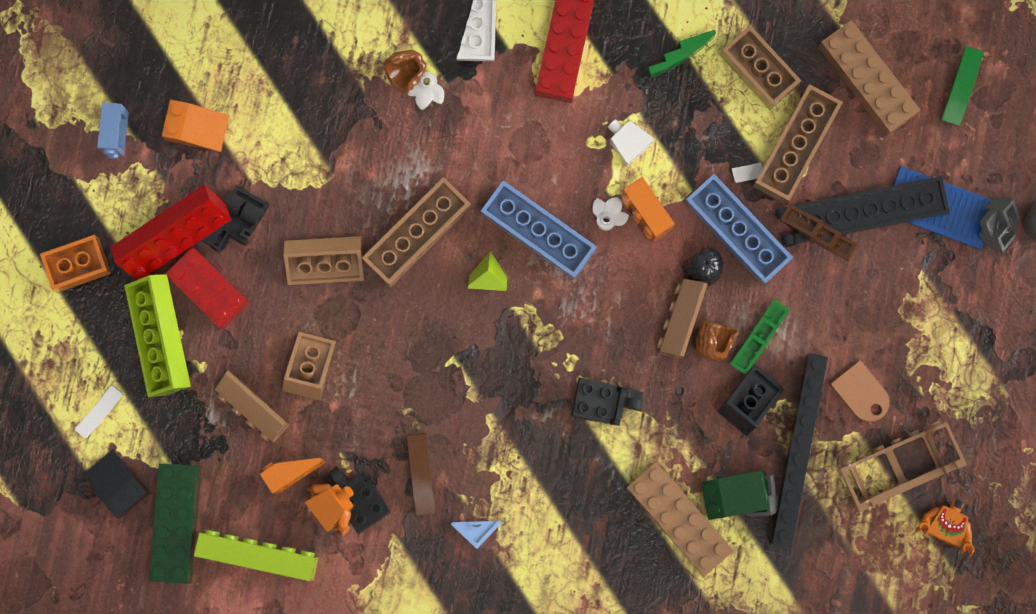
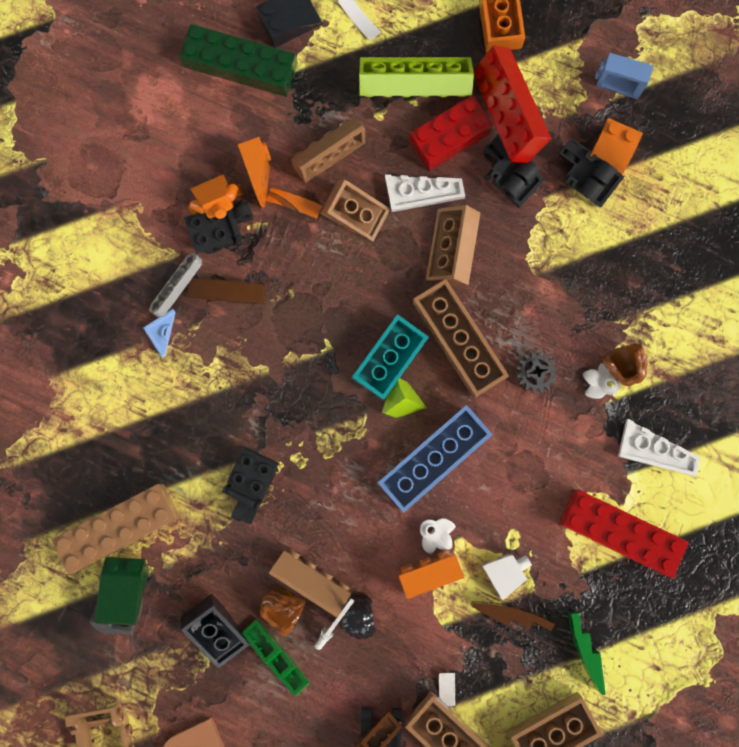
camera: 110 degrees right, 0 degrees up
(223, 142) = (590, 175): none -> black plate
(254, 556) = (187, 123): lime brick -> none
(275, 308) = (416, 192): none -> white wing
(312, 430) = (294, 202): none -> orange sticker
(425, 156) = (538, 380): none -> dark grey gear
(427, 524) = (175, 285): none -> light grey beam
(450, 295) = (390, 357): none -> teal slope
(665, 132) = (506, 613): none -> reddish brown slope
(727, 294) = (326, 633): none -> white sword
(738, 229) = (387, 664): medium blue brick -> none
(799, 450) = (152, 668): black brick -> none

